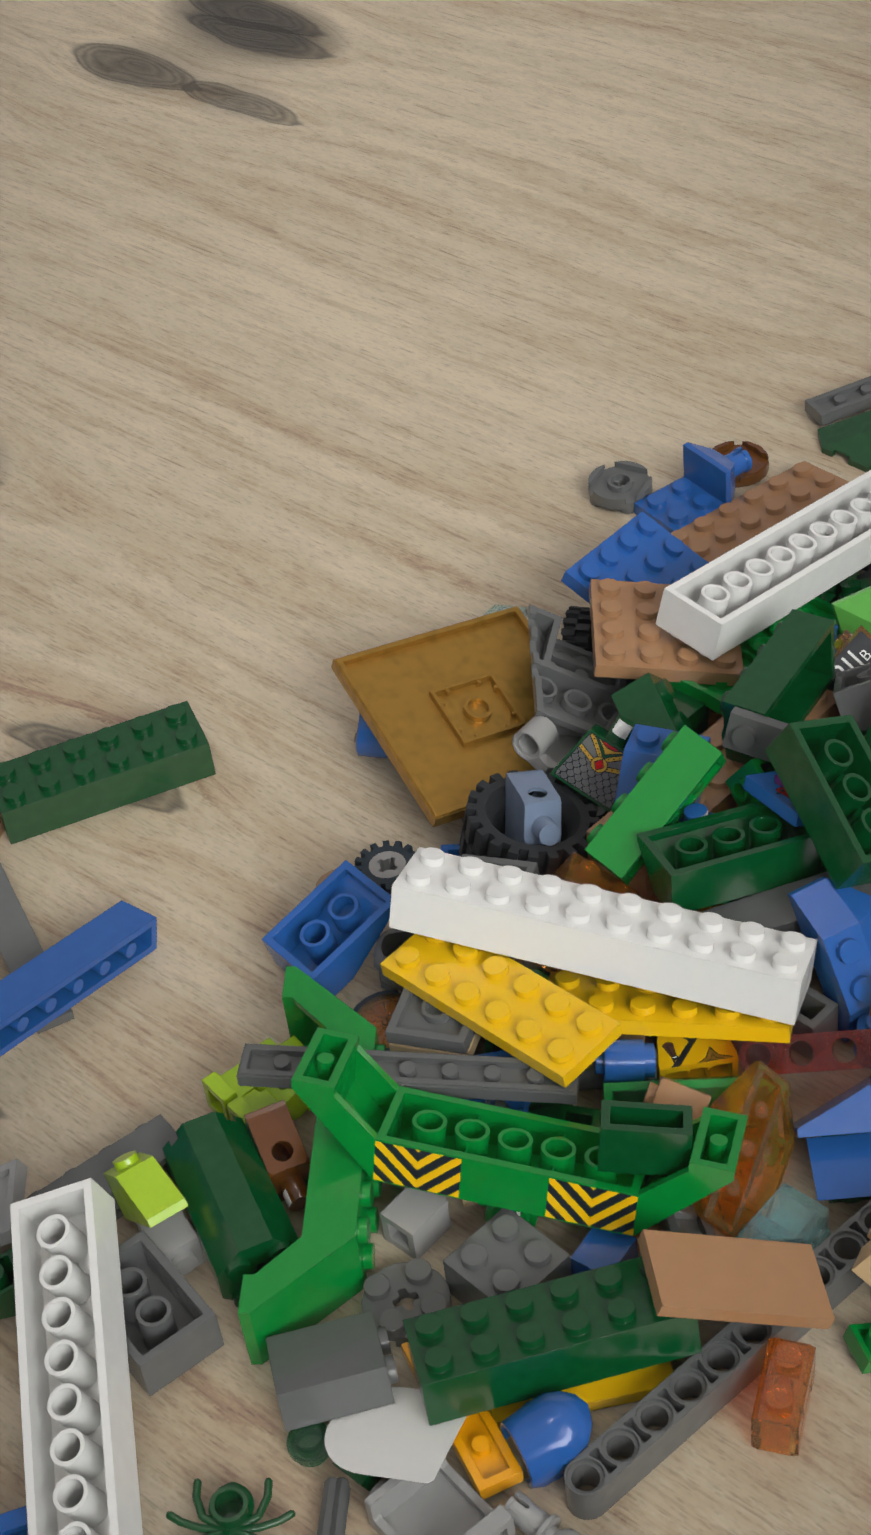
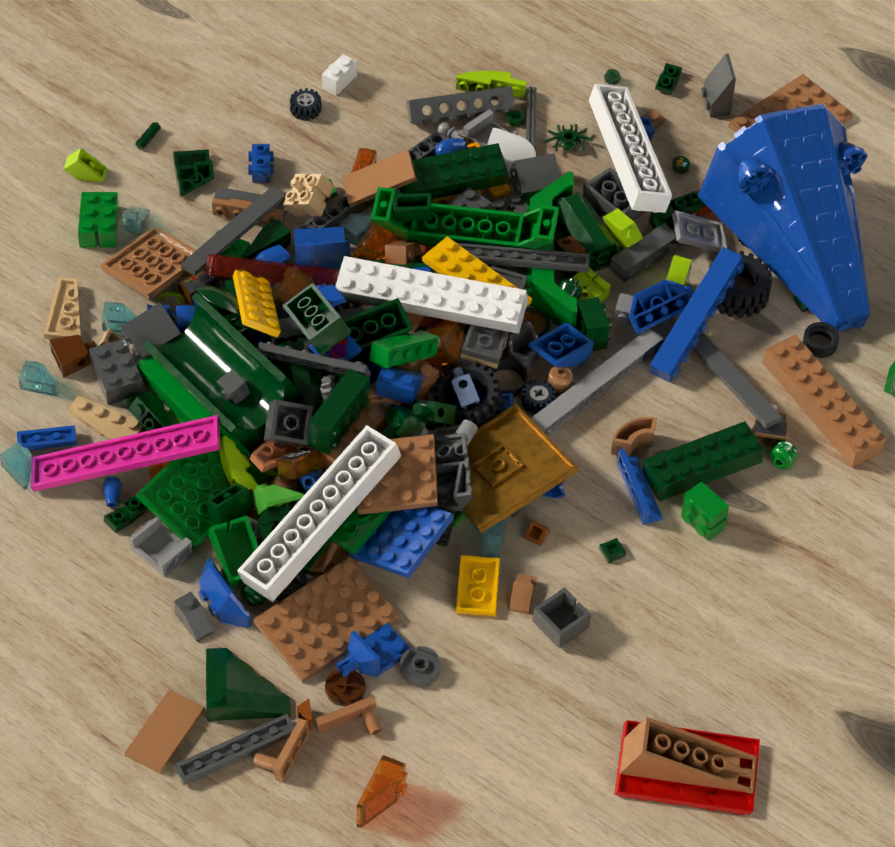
camera: 170 degrees right, 10 degrees up
(48, 1112) = (680, 270): none -> lime slope
(107, 1029) = (658, 304): none -> blue wedge
(123, 676) = (704, 511): none -> green piece
(178, 1052) = (623, 309): none -> light grey brick
(216, 798) = (634, 435): none -> medium nougat brick
(226, 737) = (638, 488): none -> blue fence
(243, 400) = (687, 767): none -> piece
(254, 989) = (593, 322): none -> dark green brick
(260, 907) = (598, 381): none -> light grey beam
(291, 651) = (612, 550): none -> dark green tile
(291, 1028) = (571, 287): none -> dark green head
(391, 535) = (558, 620): none -> dark grey piece
(450, 586) = (522, 593): none -> medium nougat slope
(524, 580) = (478, 585): none -> yellow tile
(672, 335) = (382, 790): none -> clear orange slope
(731, 421) = (361, 708): none -> medium nougat piece
(793, 419) = (304, 713): none -> dark orange slope
(819, 368) = (288, 754): none -> medium nougat piece

